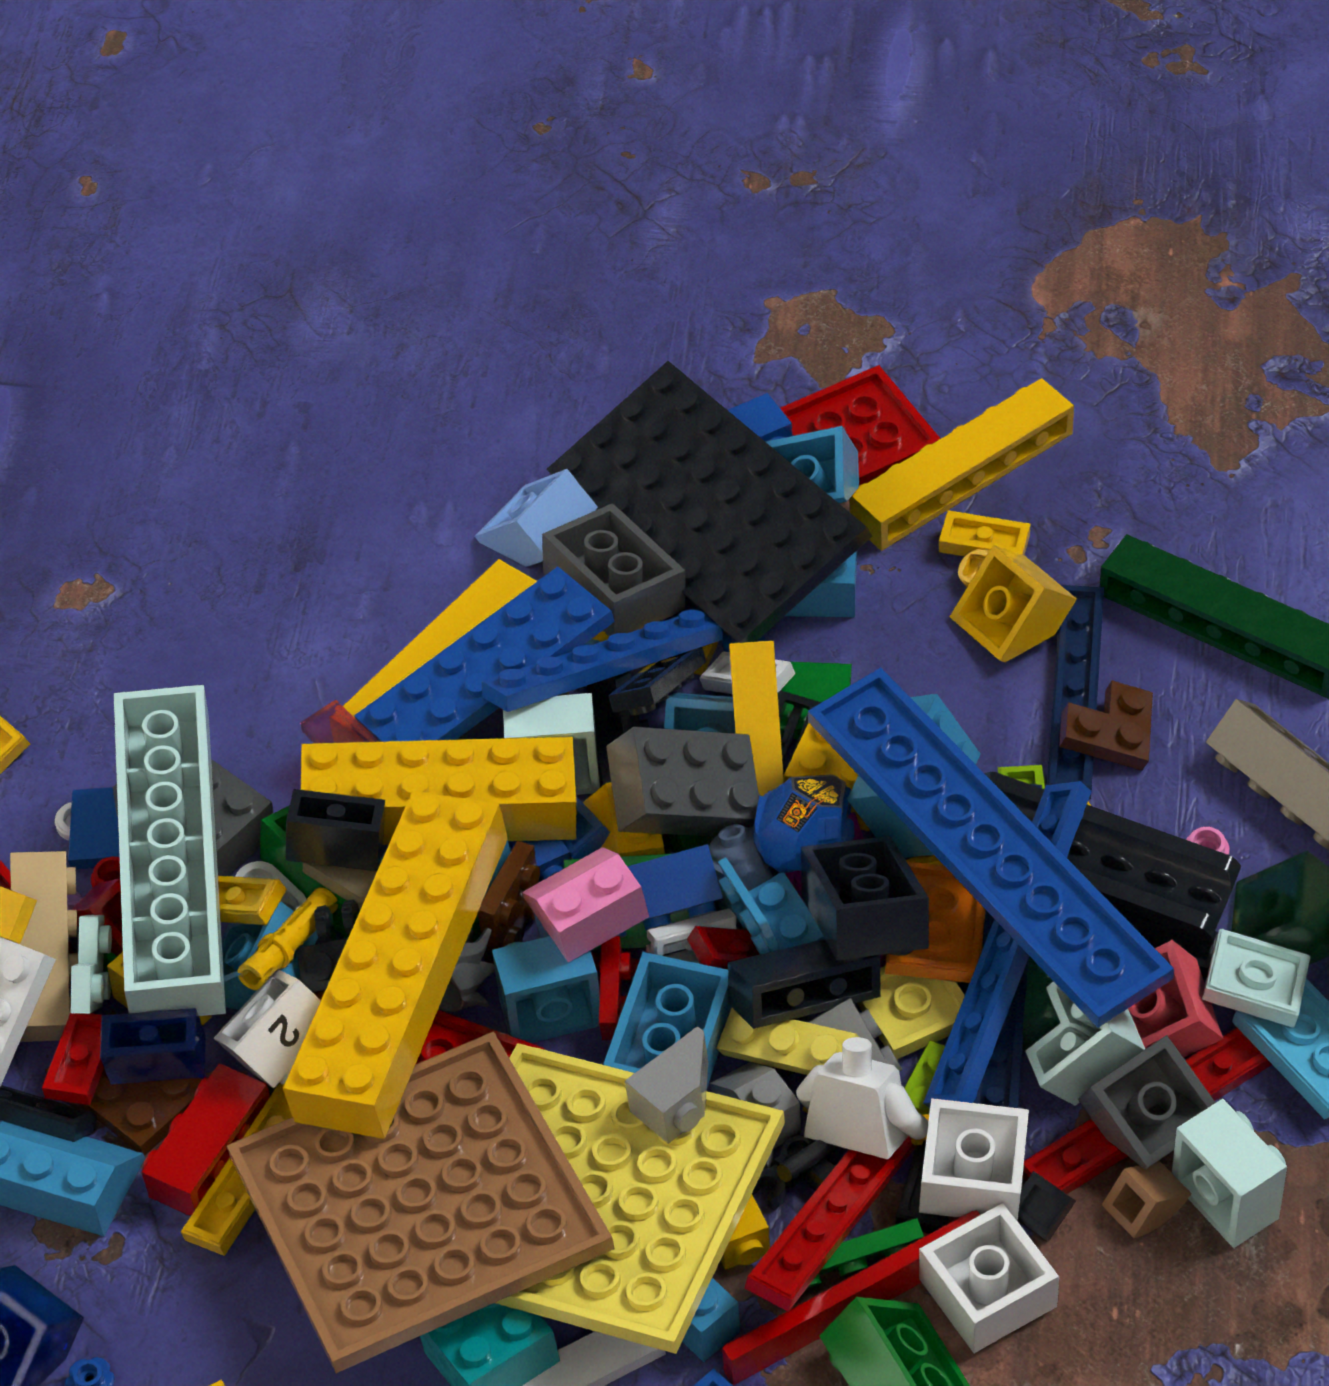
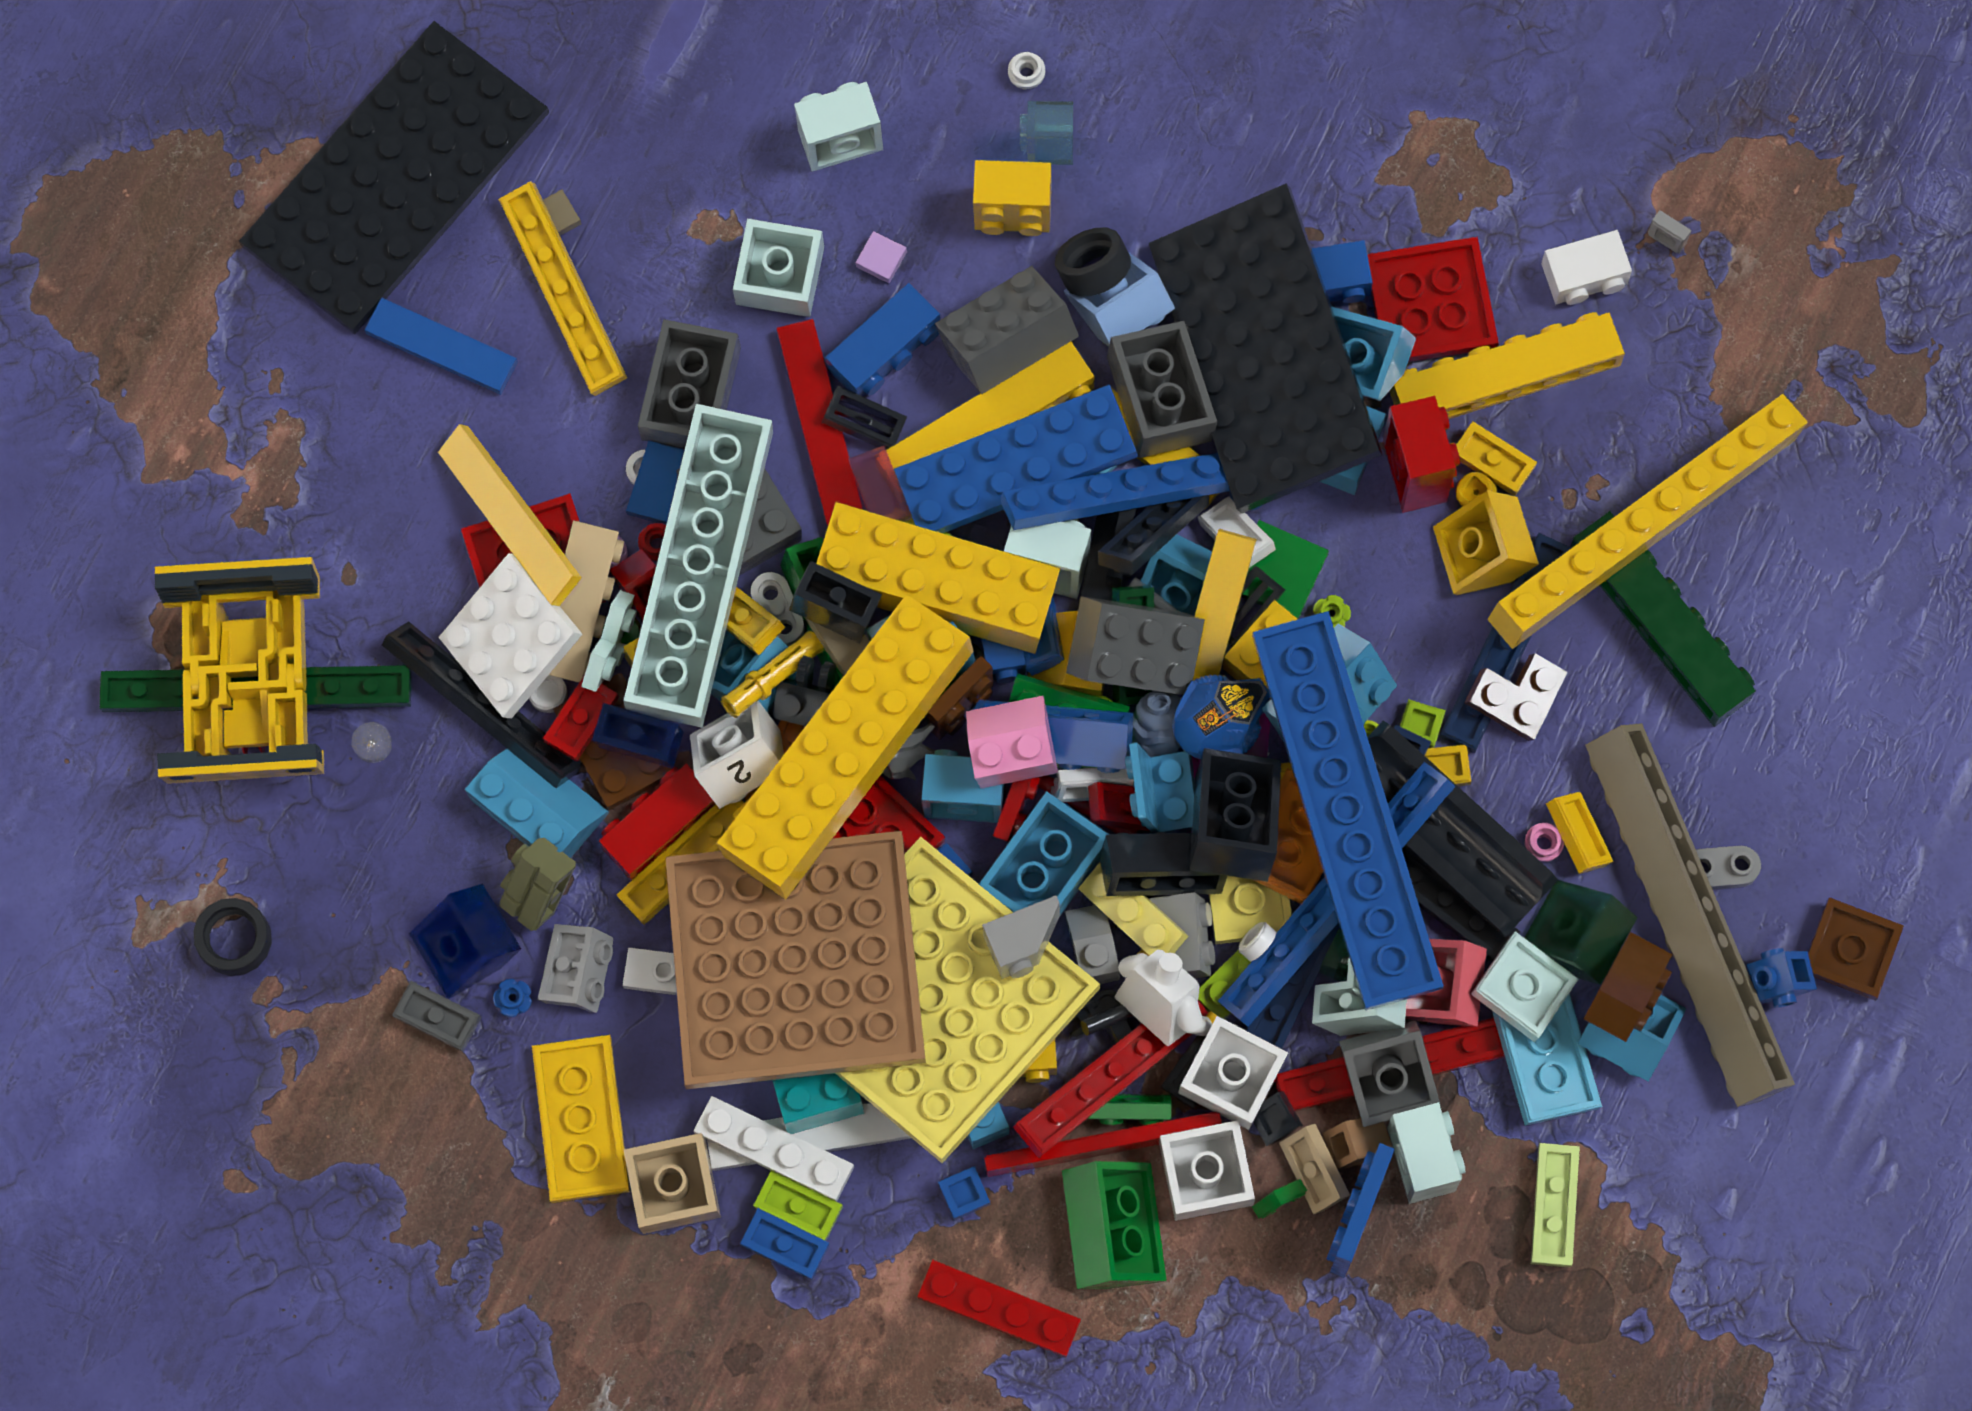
camera: 20 degrees right, 25 degrees up
(32, 1059) = (549, 694): none -> white tile
(80, 1236) = (536, 883): none -> olive brick
(86, 715) = (688, 369): none -> dark grey brick
(157, 1320) = (576, 967): none -> light grey bracket
(163, 593) = (778, 267): none -> light aqua brick
(185, 457) = (838, 125): none -> light aqua brick
(247, 709) = (812, 397): none -> red tile
(256, 1298) = (650, 971): none -> white plate
(270, 563) = (881, 257): none -> lavender tile
(298, 697) = (857, 430): none -> black tile
(300, 628) = (884, 342): none -> blue brick
(362, 370) = (1026, 60): none -> white plate
(390, 460) = (1012, 197): none -> yellow brick
(407, 400) = (1048, 132): none -> clear light blue brick
(428, 569) = (1006, 329): none -> dark grey brick
(495, 492) = (1084, 248): none -> black tyre
(910, 536) = (1420, 453): none -> red brick
(940, 1027) = (1257, 941): none -> white tile
(999, 359) = (1587, 268): none -> white brick
(1066, 309) = (1669, 232): none -> light grey tile
(1082, 1280) = (1279, 1197): none -> green tile
(1110, 1240) = (1315, 1168): none -> tan plate
(1166, 525) = (1646, 521): none -> yellow brick
(1186, 1245) = (1359, 1209): none -> blue plate
(1240, 826) = (1579, 832): none -> yellow tile

